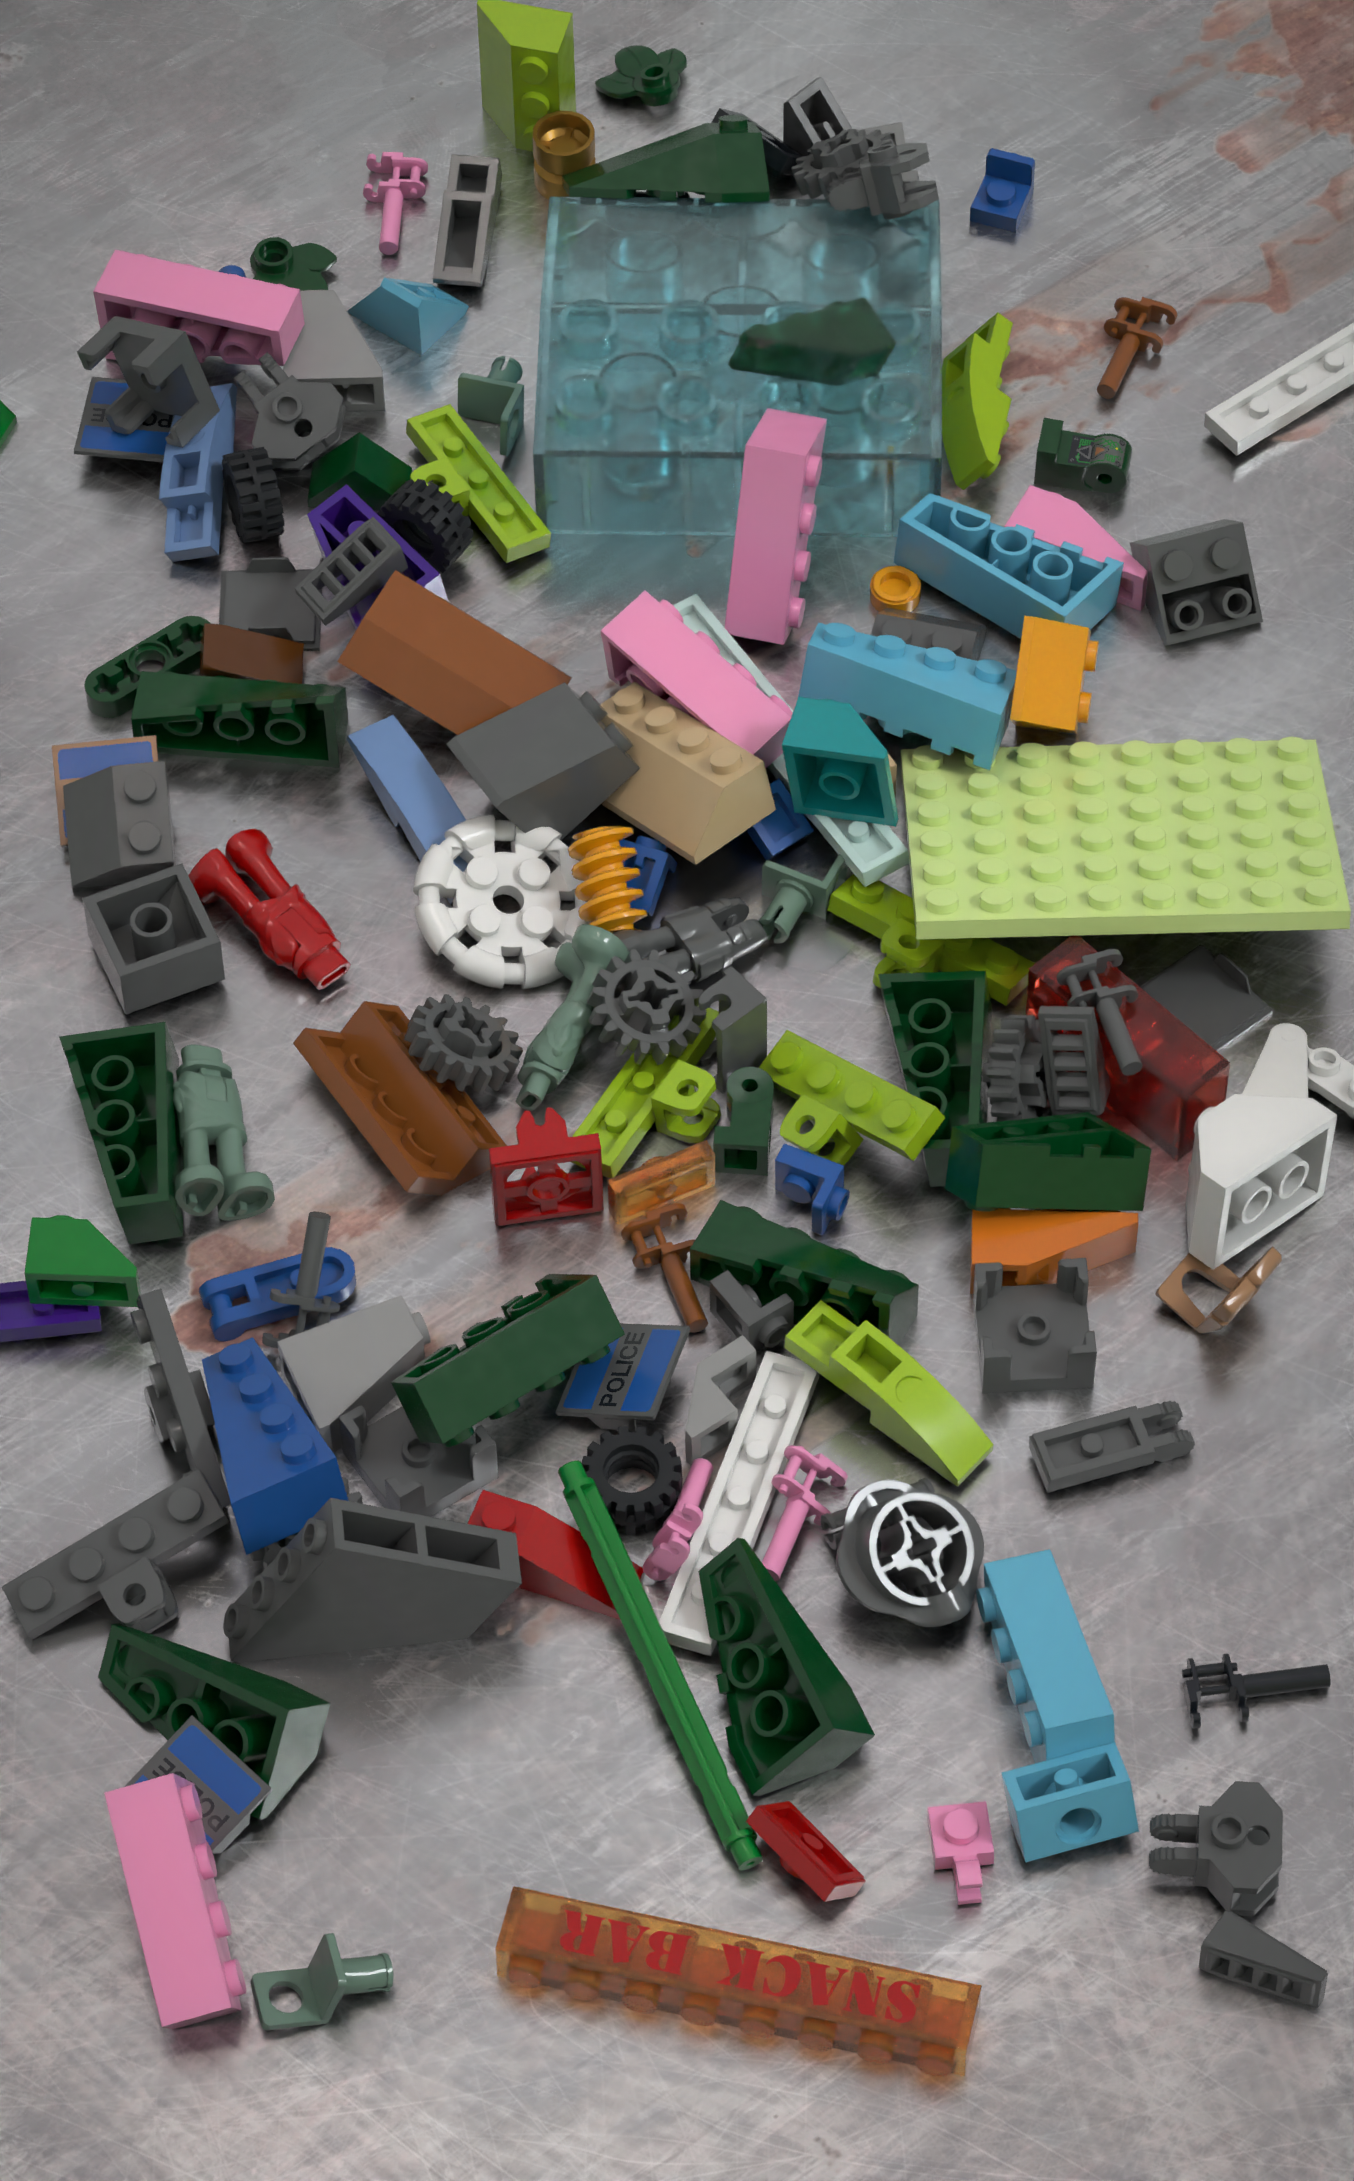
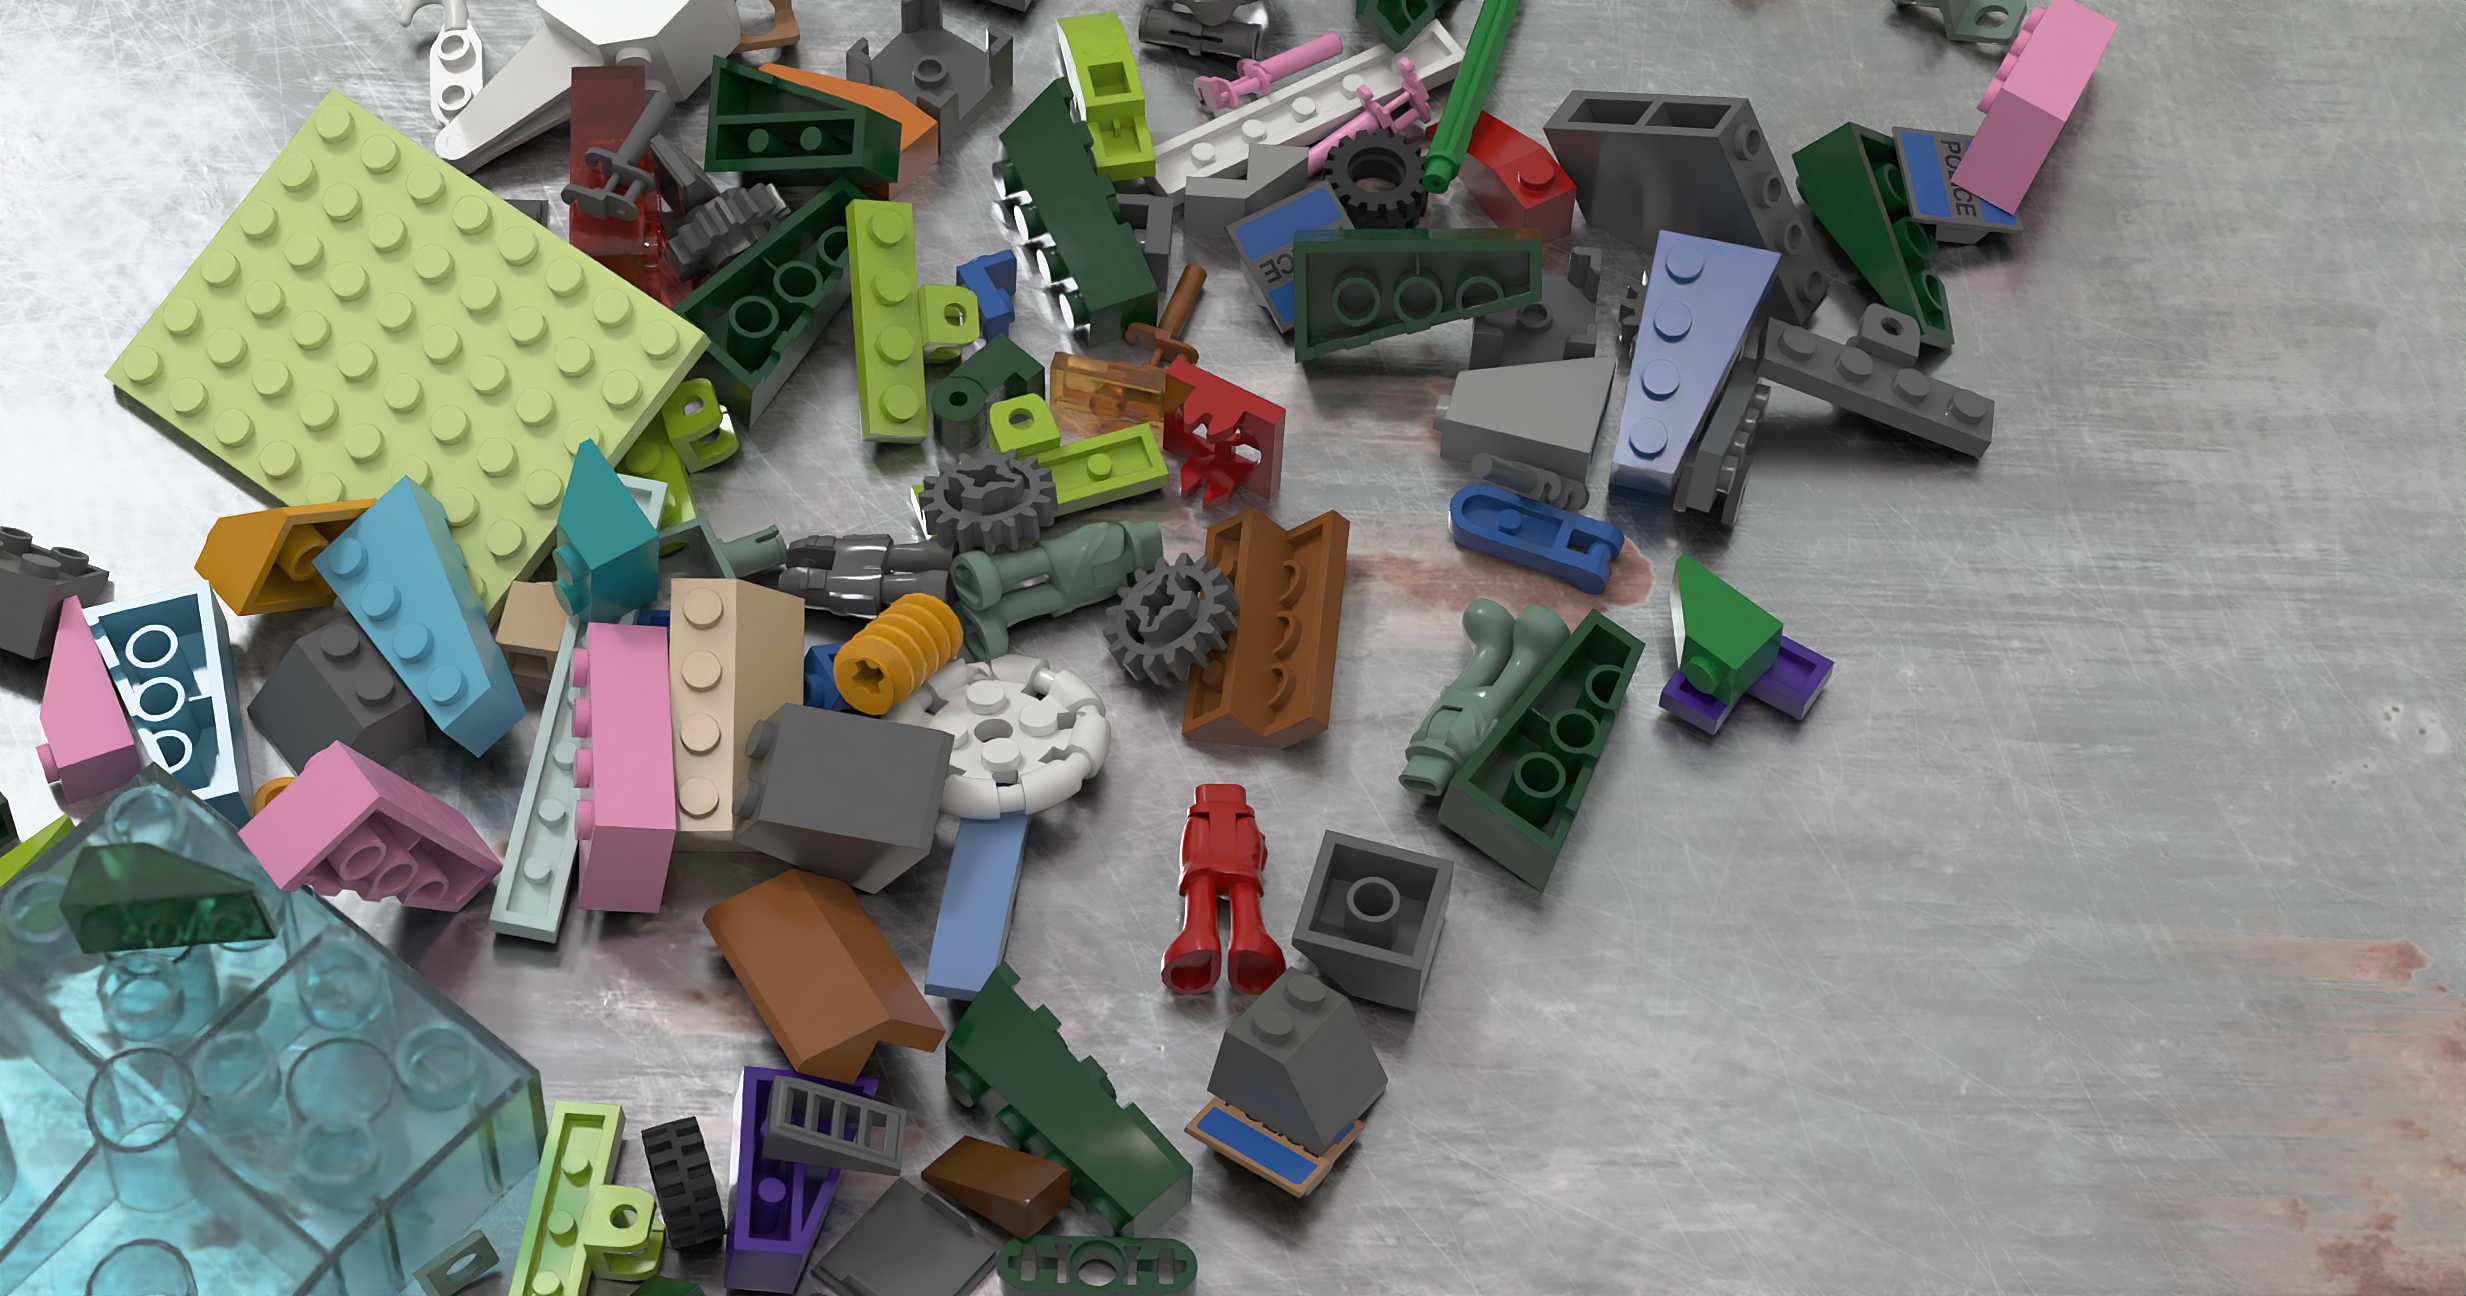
camera: 145 degrees left, 0 degrees up
(738, 1027) = (928, 433): dark grey hinge -> none

